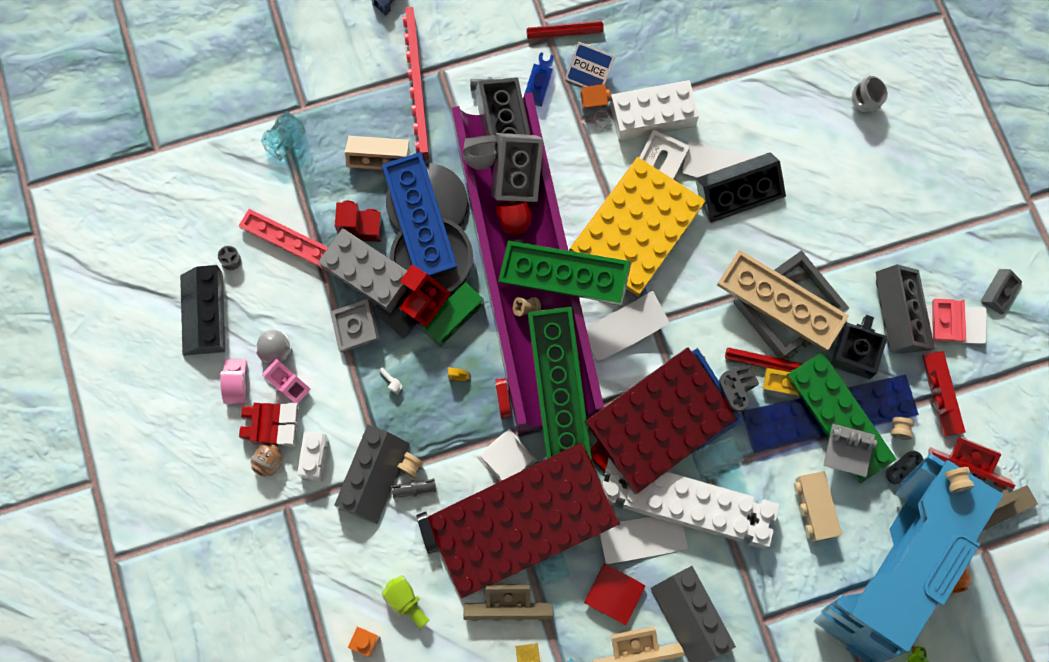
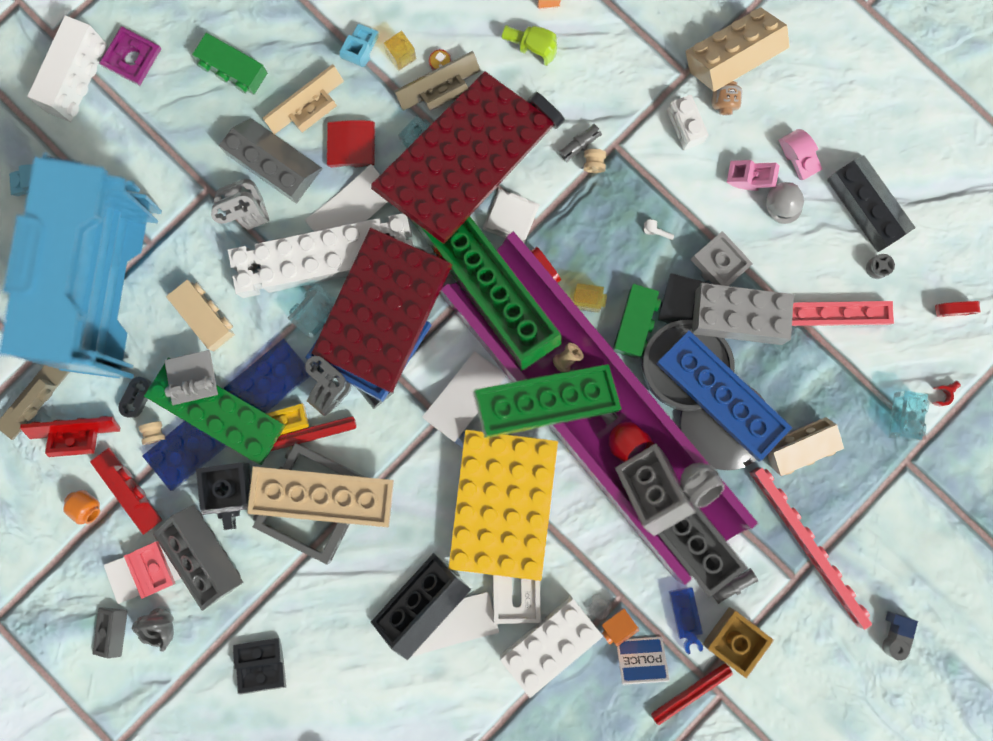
camera: 155 degrees right, 10 degrees up
(191, 194) = (958, 309): none -> red beam
(233, 494) = (737, 48): none -> tan brick
(238, 140) = (949, 392): none -> red piece
(270, 424) = (742, 131): red hips -> none
(362, 224) = (785, 360): red brick -> none
(371, 474) = (625, 134): dark grey slope -> none
(426, 295) = (672, 315): red brick -> none
(456, 374) = (602, 264): yellow tile -> none
(480, 352) = (589, 297): none -> clear yellow brick
(495, 630) = (438, 59): none -> pearl gold tile
(511, 44) = (738, 642): none -> pearl gold brick
(738, 575) = (243, 206): none -> light grey piece
(889, 207) = (259, 666): none -> black slope
(959, 479) = (45, 342): tan wheel -> none
(961, 272) = (155, 628): none -> dark grey hair
(986, 397) = (81, 507): none -> orange head

